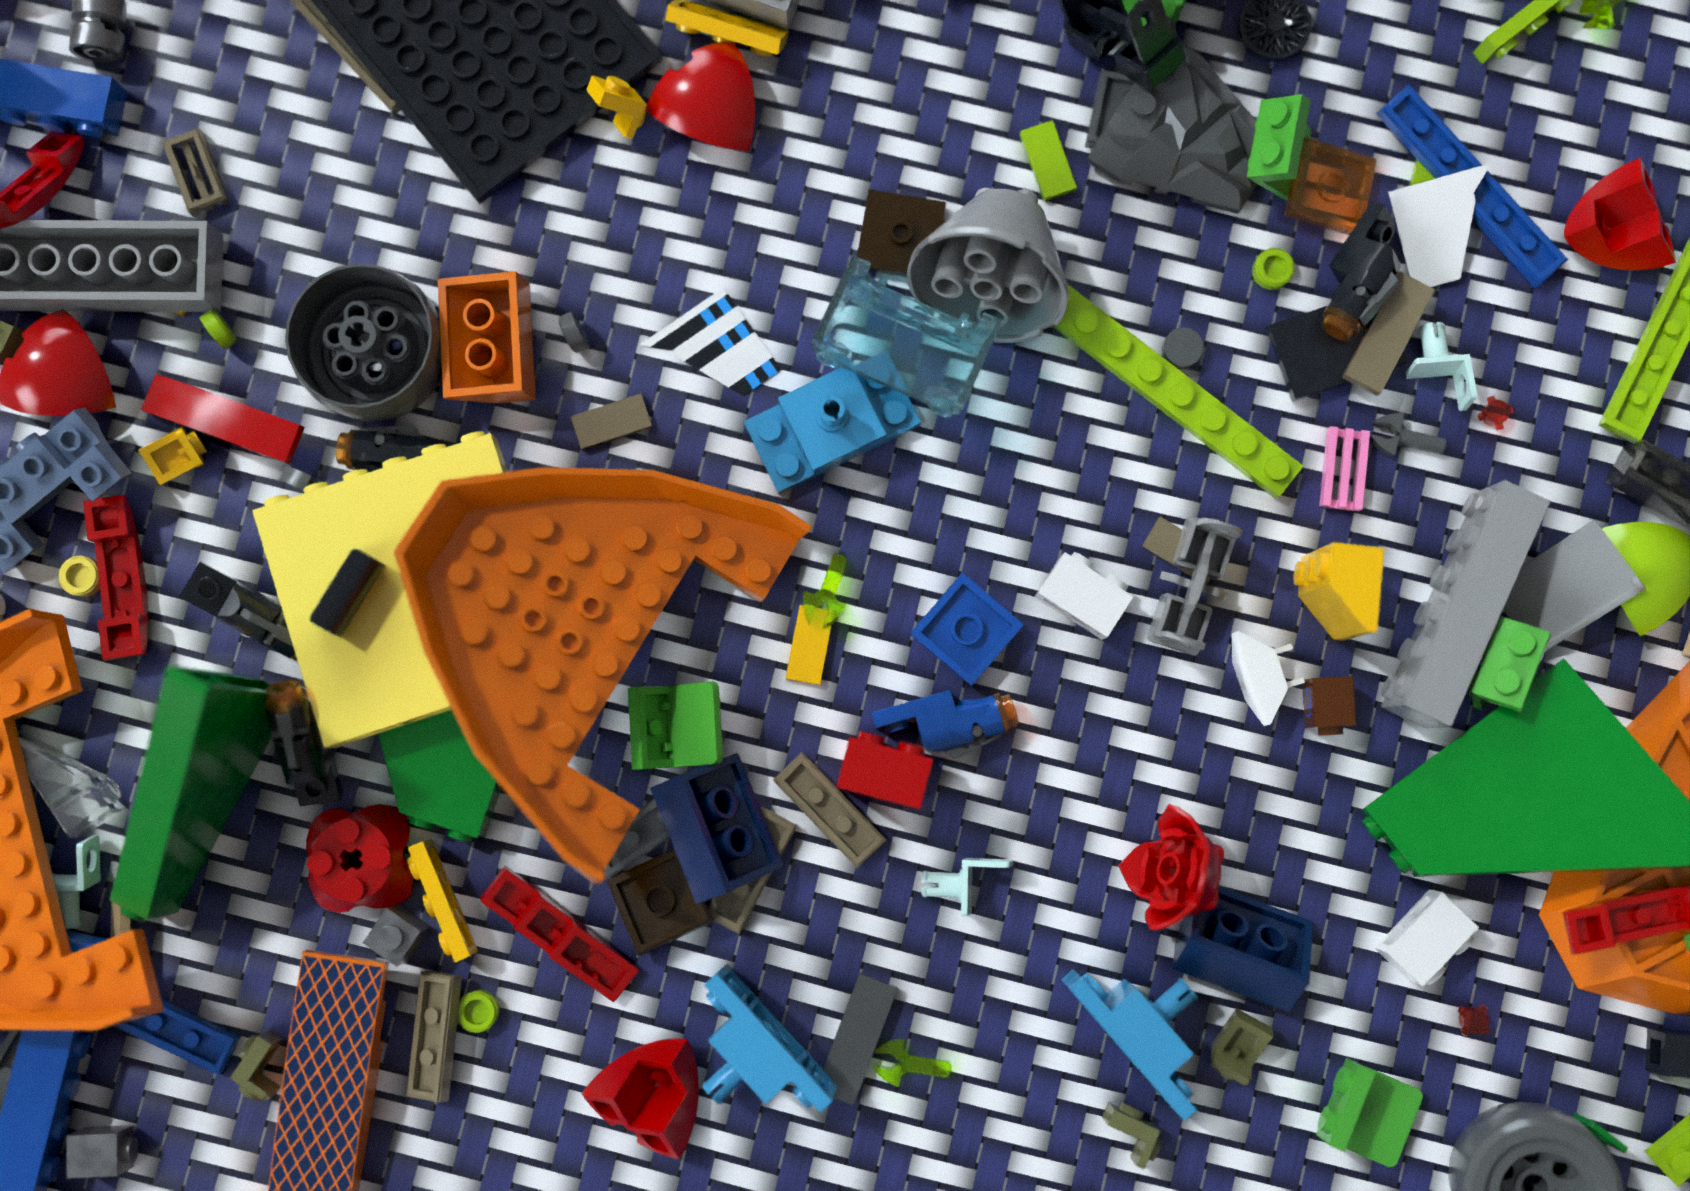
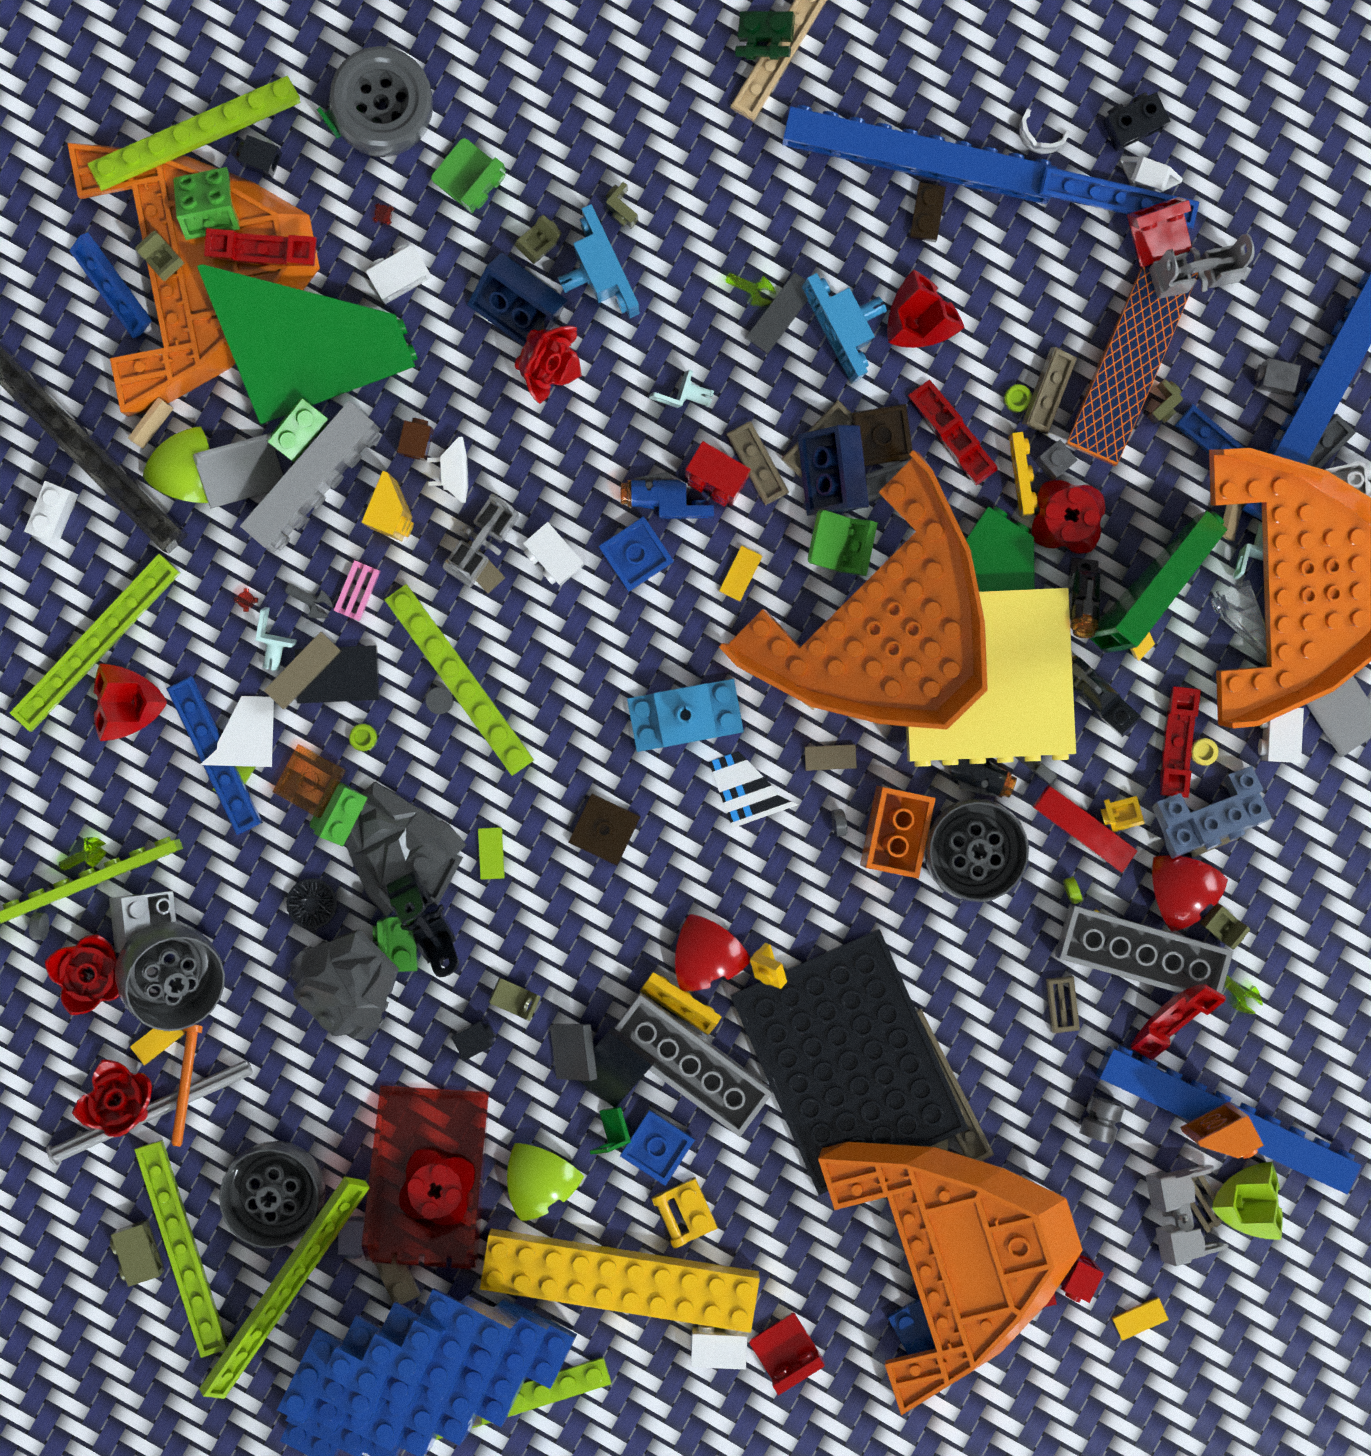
camera: 160 degrees left, 5 degrees up
(346, 592) = (1026, 681): black brick -> none
(827, 593) = (719, 603): clear neon green bar -> none
(903, 341) = (624, 749): clear light blue windscreen -> none
(994, 261) = (552, 784): light grey cone -> none
(1365, 274) = (305, 714): black plate -> none

